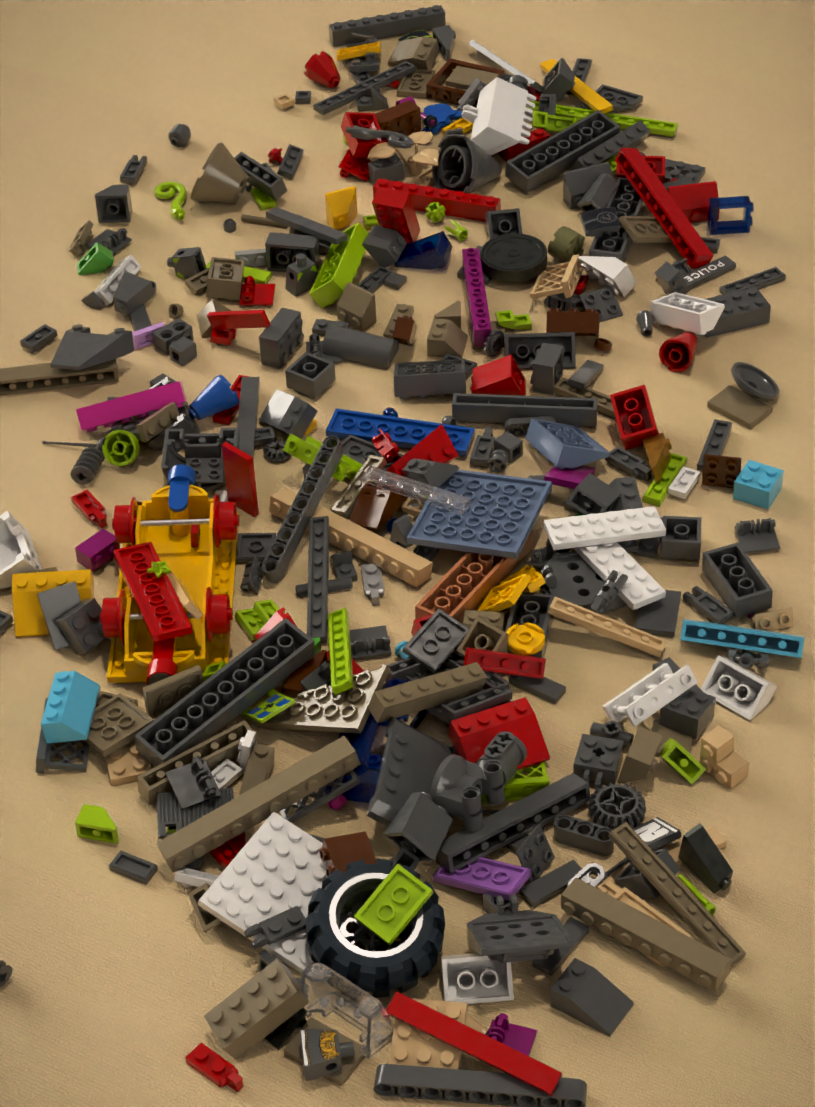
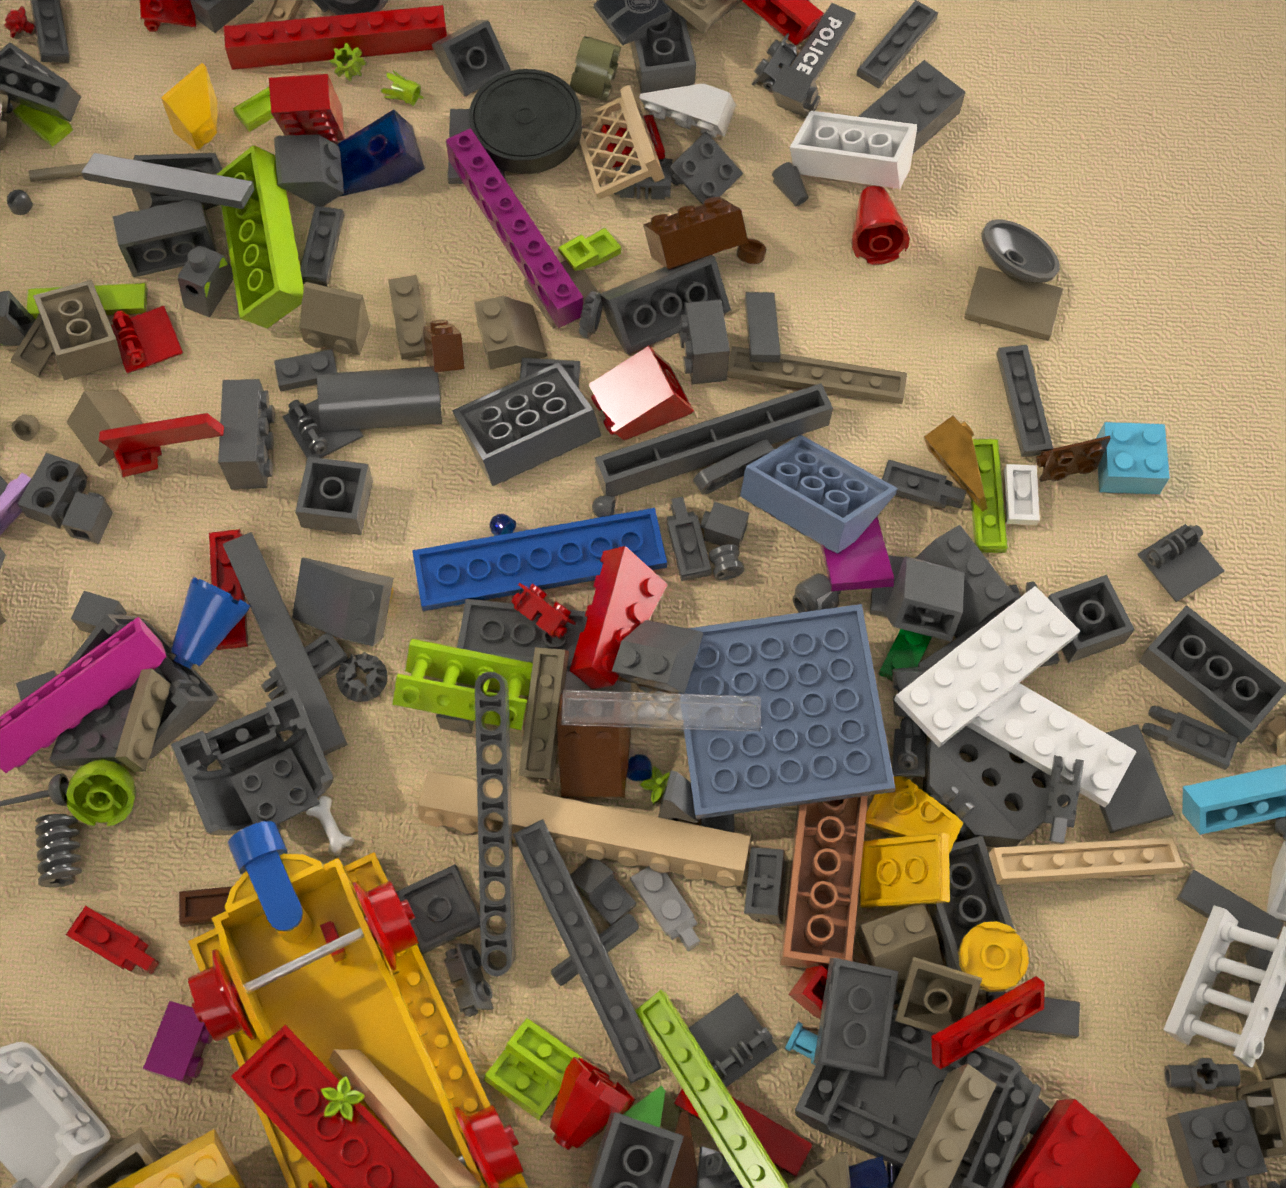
camera: 30 degrees left, 25 degrees up
(240, 479) = (357, 803): red tile -> none
(252, 258) = (97, 264): light grey plate -> none
(395, 280) = (356, 228): dark grey tile -> none
(426, 583) = (766, 884): none -> dark grey hinge
(451, 313) = (491, 279): dark tan slope -> none
(634, 416) = (895, 399): red brick -> none

